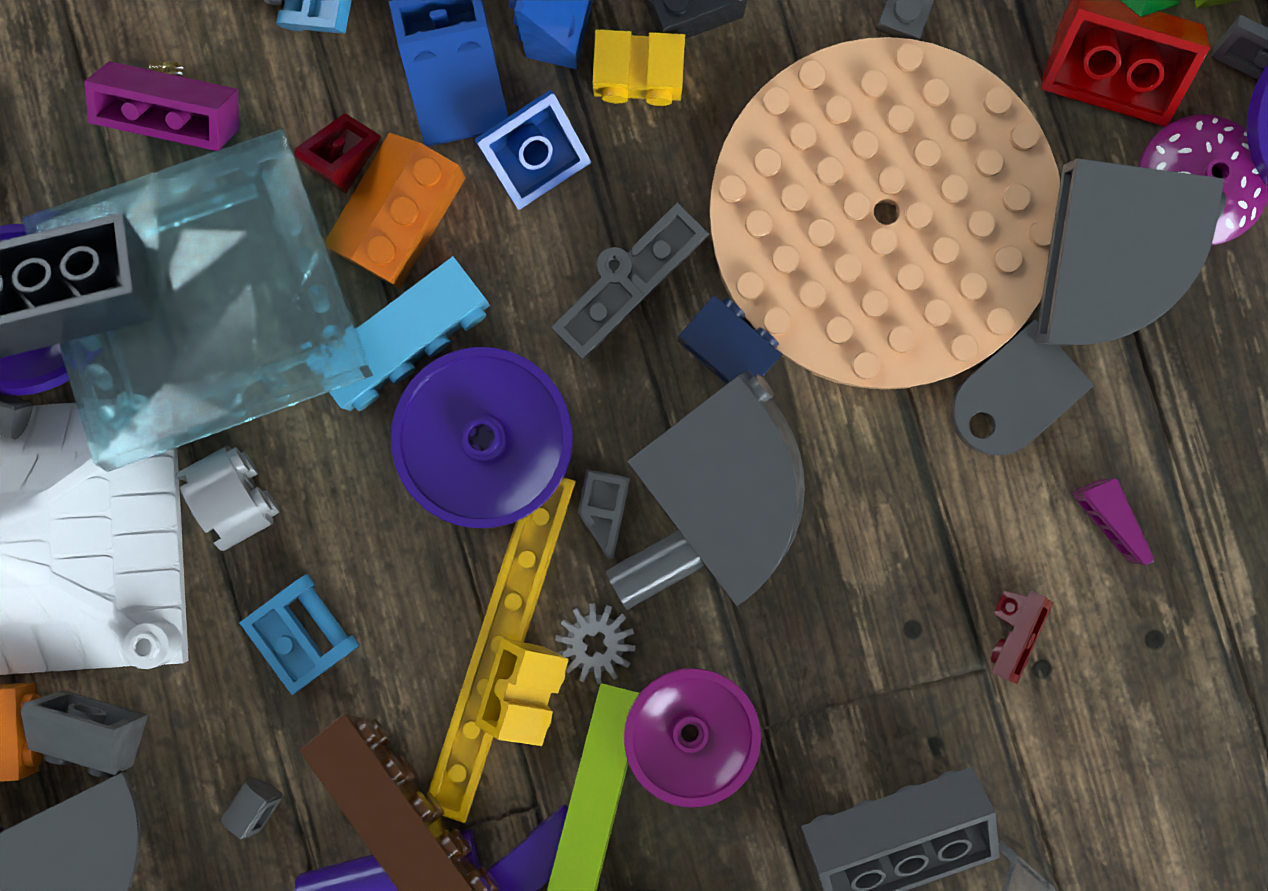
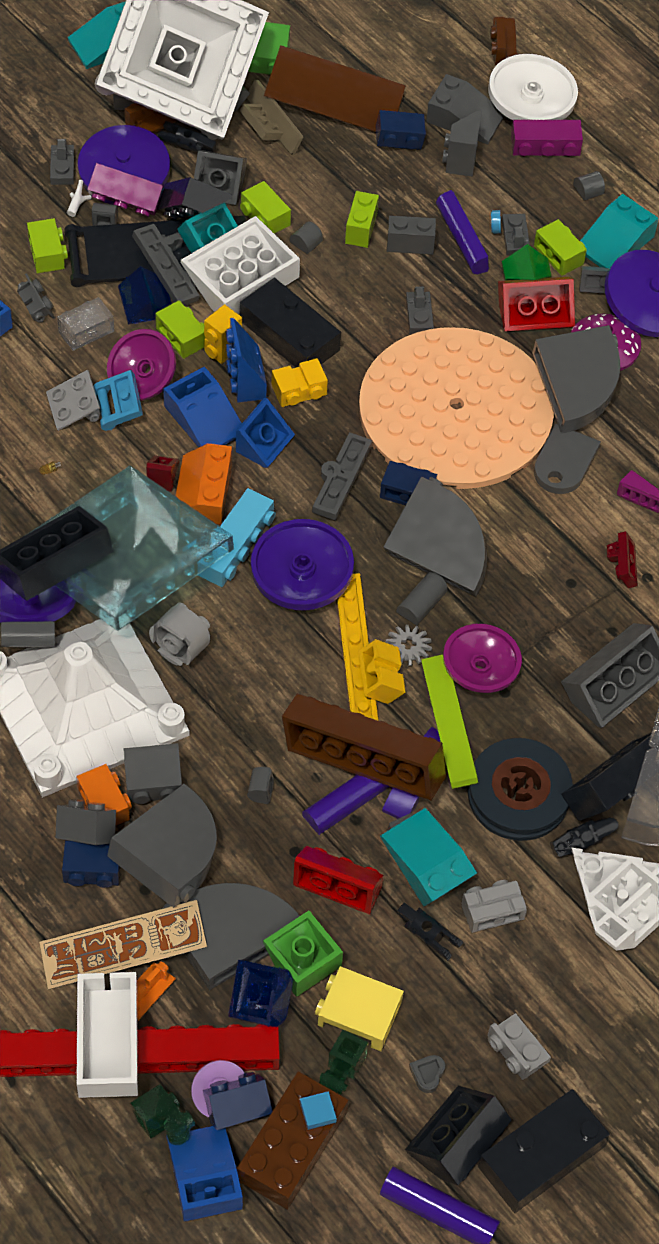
camera: 30 degrees left, 30 degrees down
(162, 105) = (62, 475): magenta brick -> none
(286, 641) = (244, 700): dark azure plate -> none
(603, 507) = (380, 582): dark grey tile -> none

